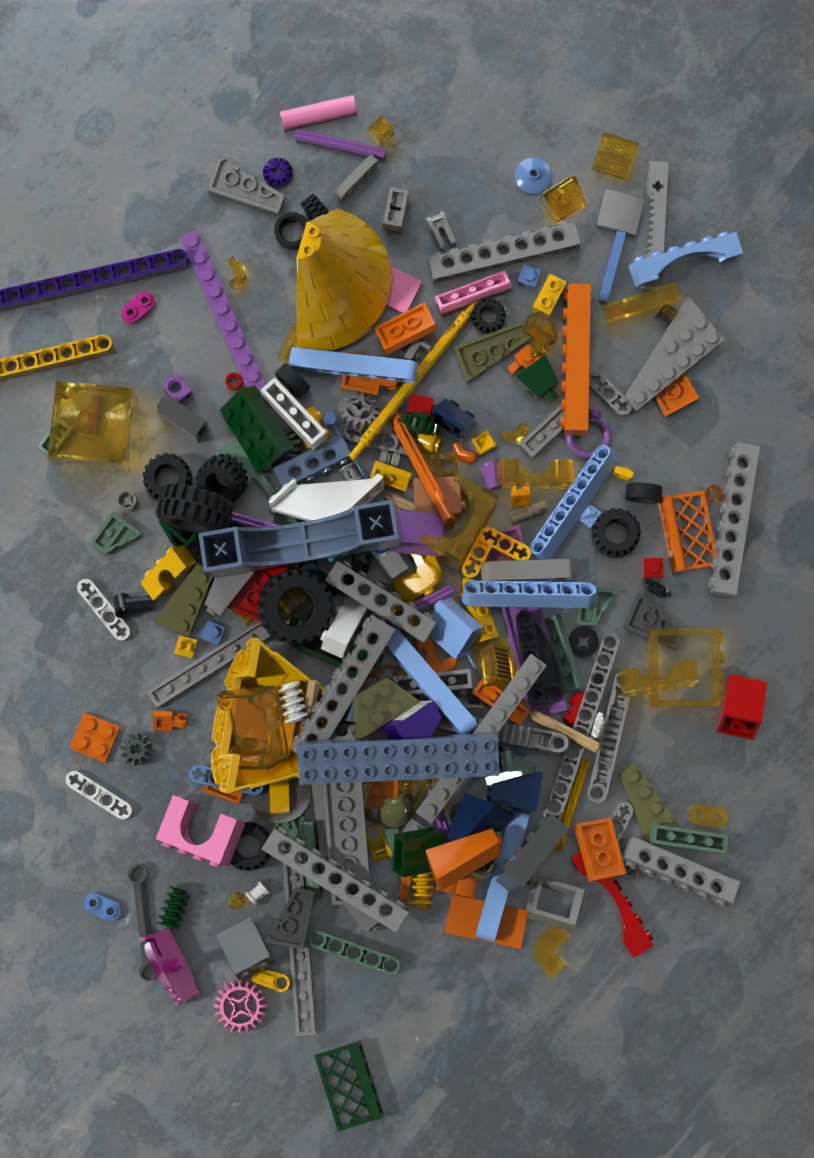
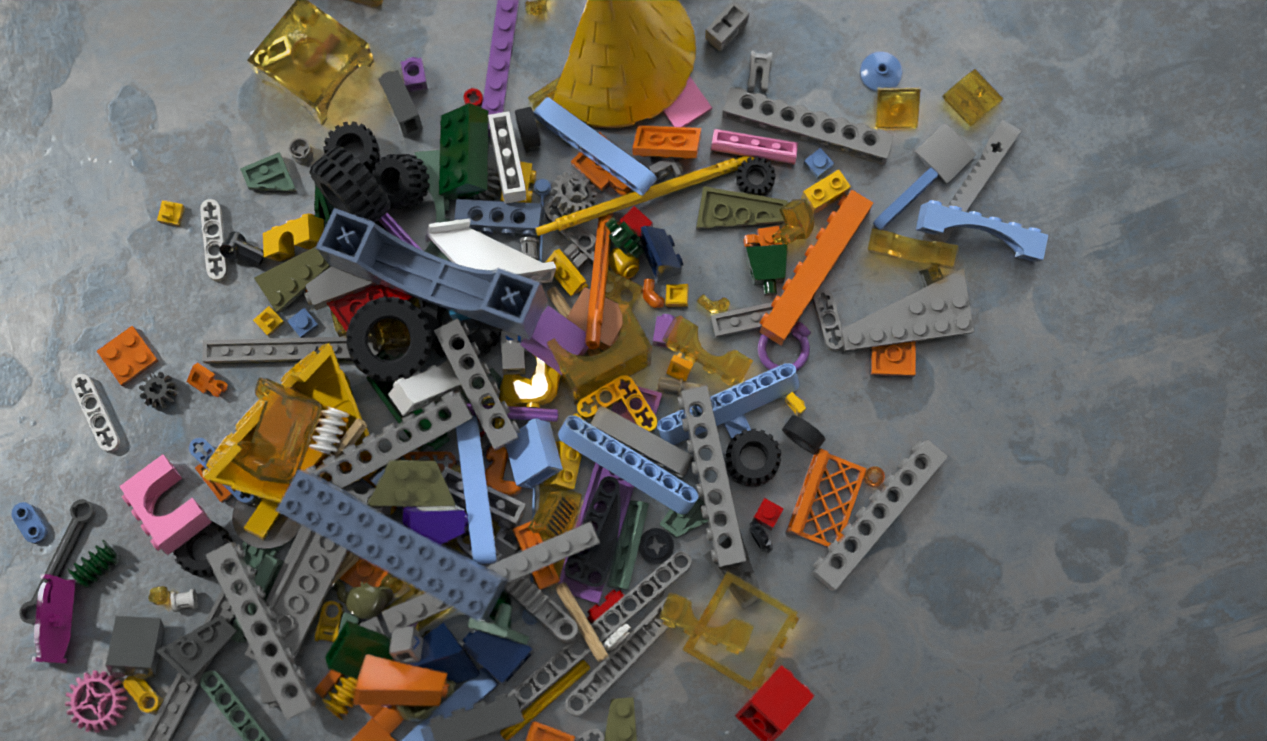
camera: 30 degrees right, 5 degrees down
(56, 609) = (170, 213): none -> yellow tile
(449, 825) = (406, 645): none -> light grey brick
(593, 553) = (700, 397): none -> light grey brick

